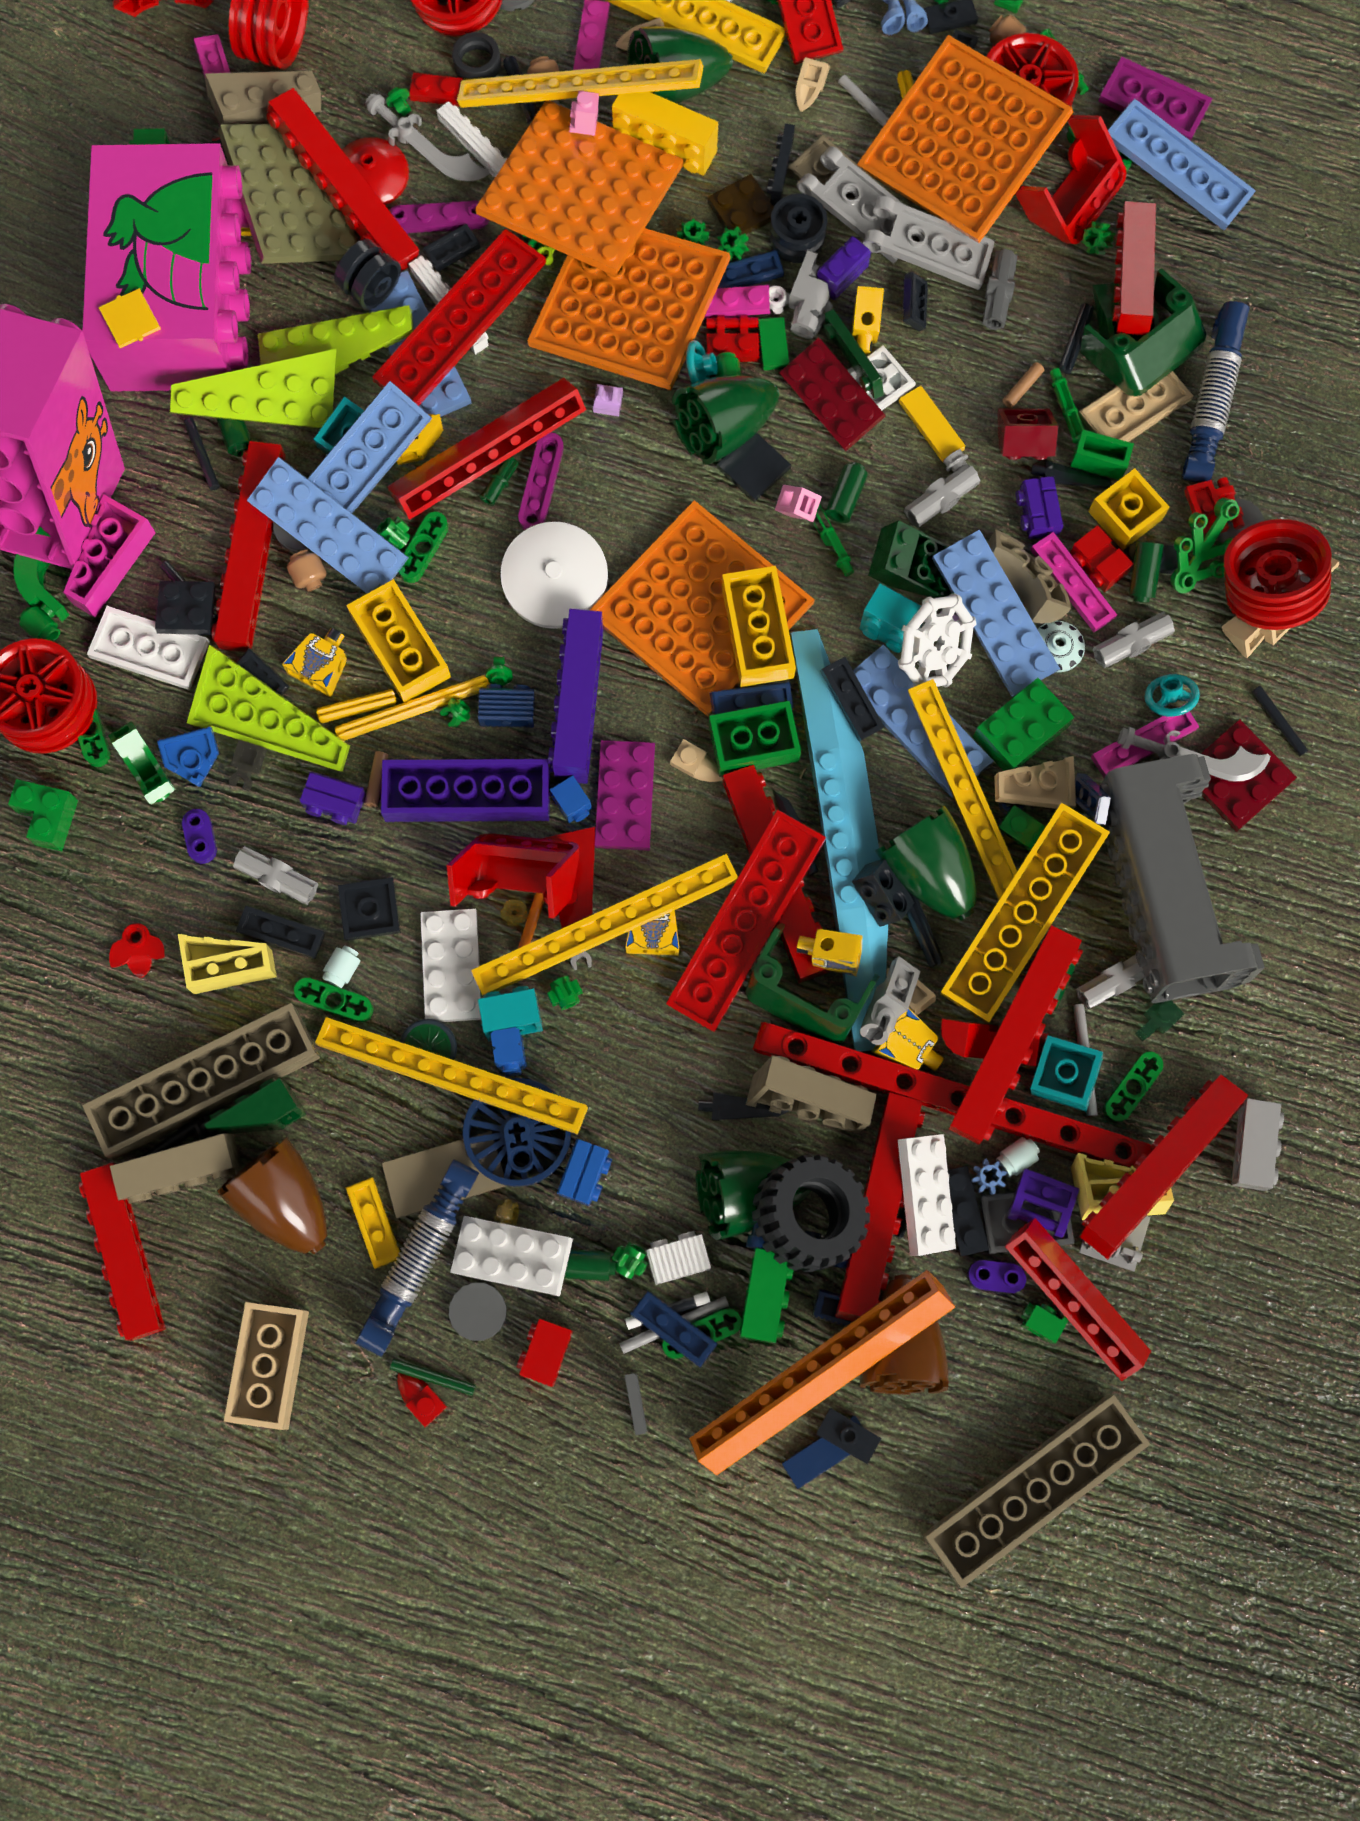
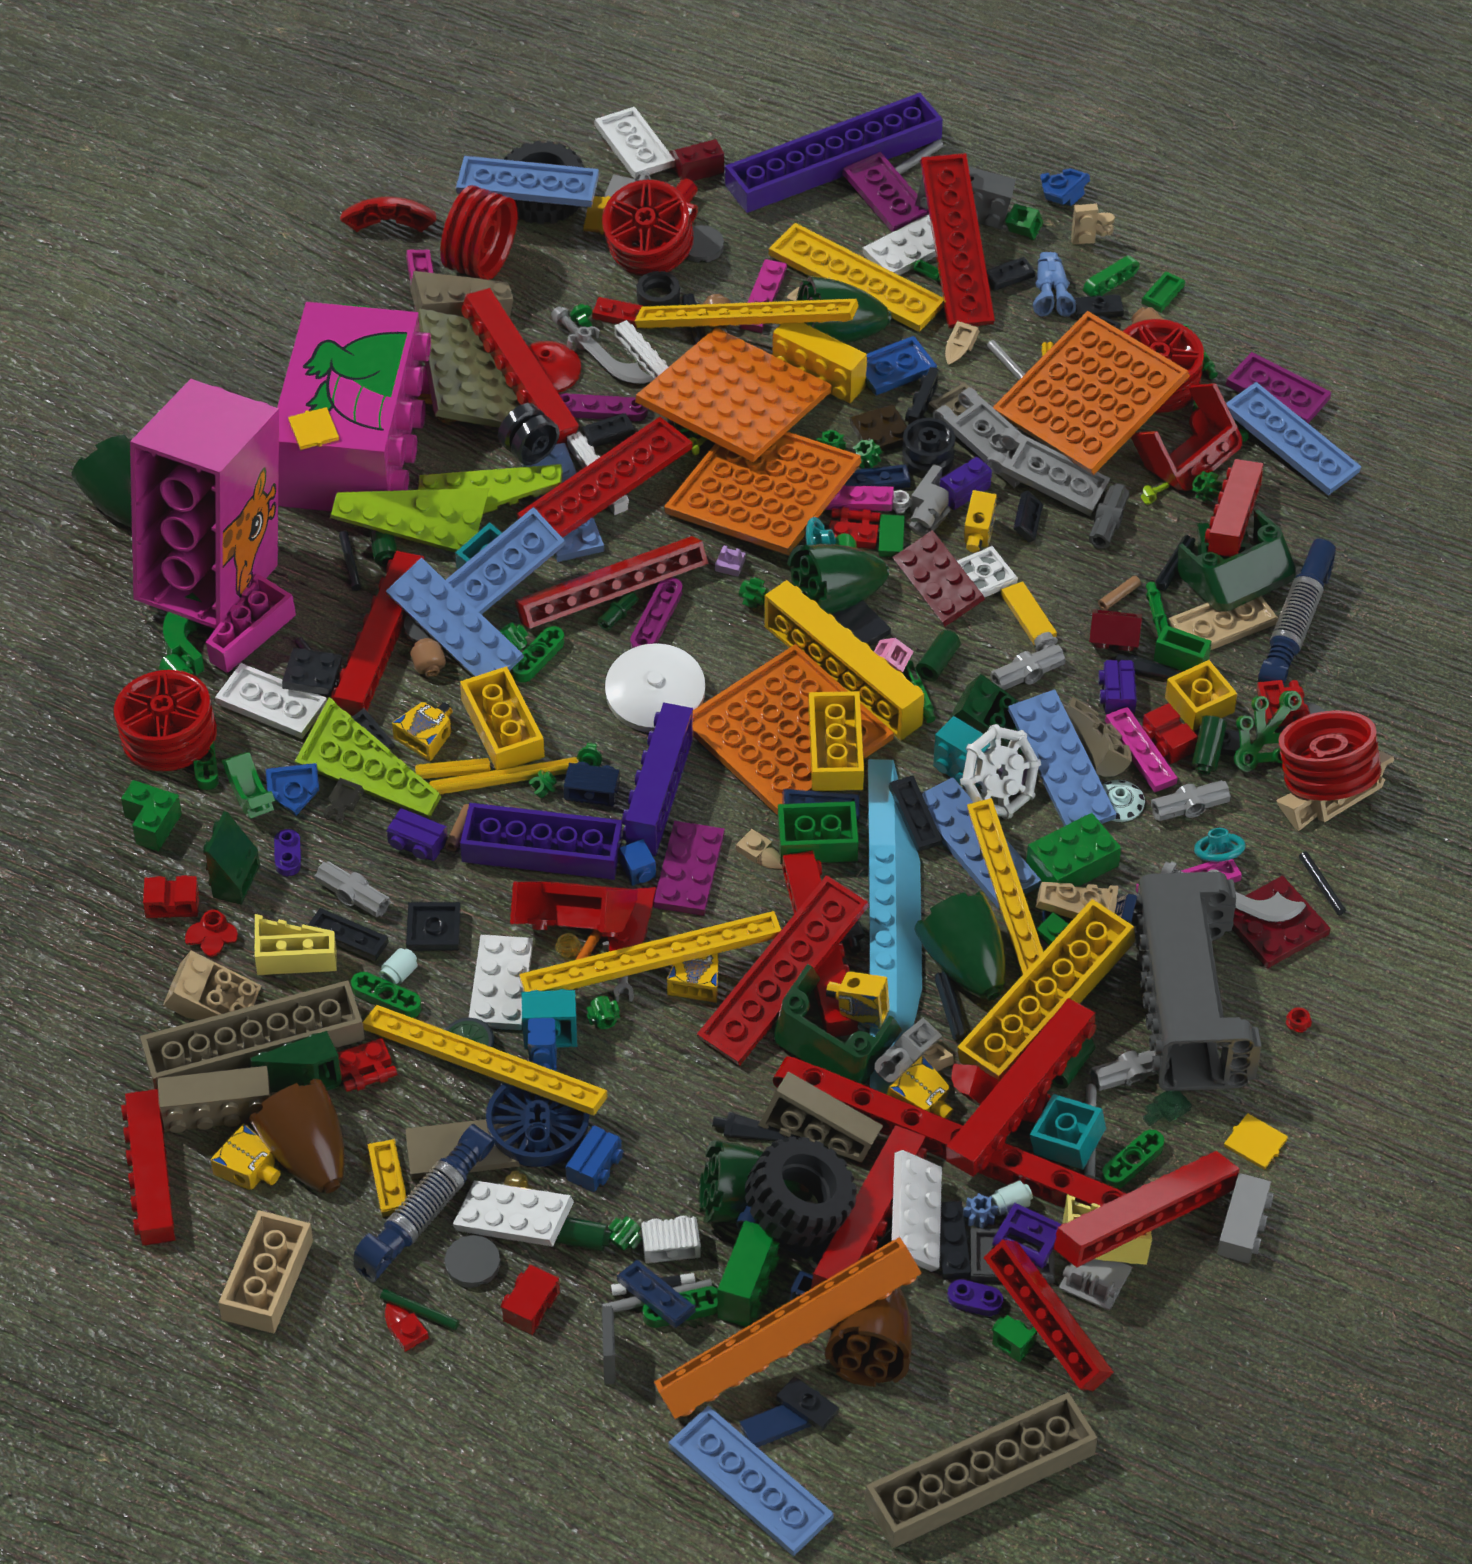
camera: 10 degrees right, 25 degrees down
(84, 913) = (171, 898): none -> red brick
(139, 868) = (230, 860): none -> dark green slope
(149, 1026) = (208, 989): none -> tan slope
(221, 1229) = (245, 1160): none -> yellow torso
(321, 1083) = (365, 1059): none -> red plate
(426, 439) = (547, 576): yellow slope -> none
(584, 113) = (747, 336): bright pink brick -> none
(639, 439) = (753, 592): none -> green gear
(748, 121) = (897, 365): none -> blue plate
(750, 516) = (844, 657): none -> yellow brick
(803, 1531) = (751, 1480): none -> medium blue plate
(868, 375) = (963, 547): dark green plate -> none
(882, 892) = (916, 964): black brick -> none
(1037, 256) = (1150, 493): none -> lime hand
(1253, 1045) = (1255, 1141): none -> yellow piece
(1281, 888) = (1301, 1015): none -> red plate

